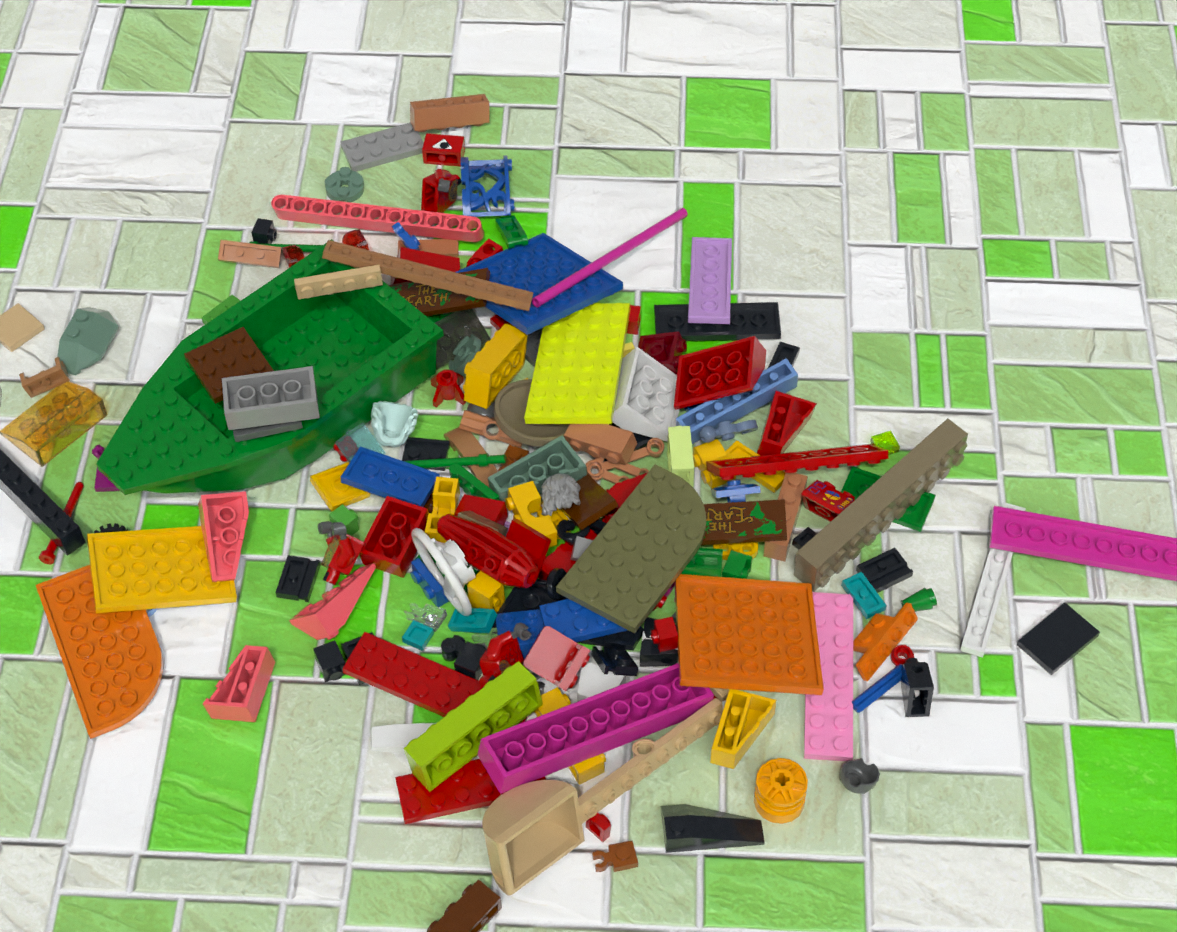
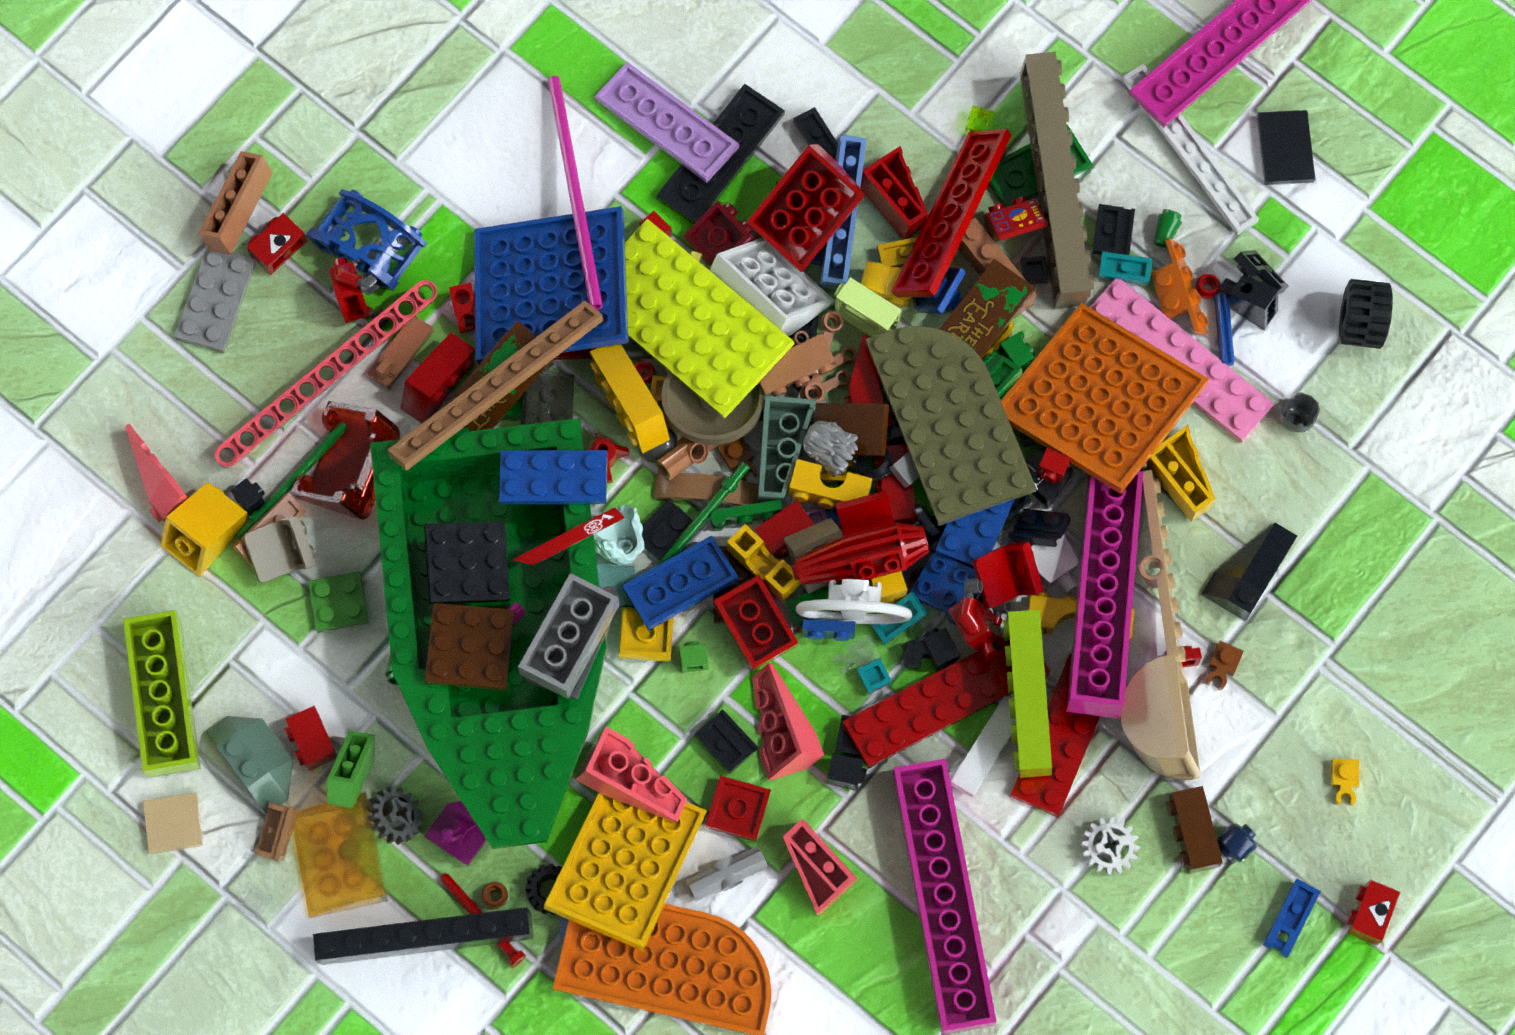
camera: 55 degrees left, 20 degrees up
(84, 513) = (491, 887): none -> dark orange plate
(91, 423) = (394, 815): none -> dark grey gear
(94, 267) = (161, 694): none -> lime brick
(110, 379) = (350, 769): none -> bright green brick
(123, 357) = (311, 738): none -> red brick
(198, 638) = (727, 874): none -> light grey piece
(224, 220) = (202, 528): none -> yellow slope
(236, 188) = (160, 486): none -> coral wedge
(237, 262) = (279, 548): none -> bracket
(253, 615) = (738, 808): none -> red plate
(276, 781) = (944, 897): none -> dark pink brick
(288, 330) = (466, 562): none -> black plate
(338, 282) = (445, 484): tan plate -> none
(341, 550) = (736, 684): red torso -> none
(348, 177) = (253, 381): sand green plate -> none
(352, 372) = (571, 537): none -> red sticker
(386, 337) = (553, 477): none -> blue plate
(403, 878) = (1114, 858): none -> white gear
(409, 241) = (396, 365): blue plate -> none
(465, 353) = (597, 406): sand green plate -> none
(511, 231) = (453, 258): green plate -> none
(523, 370) = (646, 367): none -> red plate
(727, 430) = (864, 244): sand blue piece -> none
(779, 802) = (1268, 501): light orange wheel -> none
(947, 674) = (1252, 265): none -> black plate
(976, 763) = (1365, 313): none -> black wheel

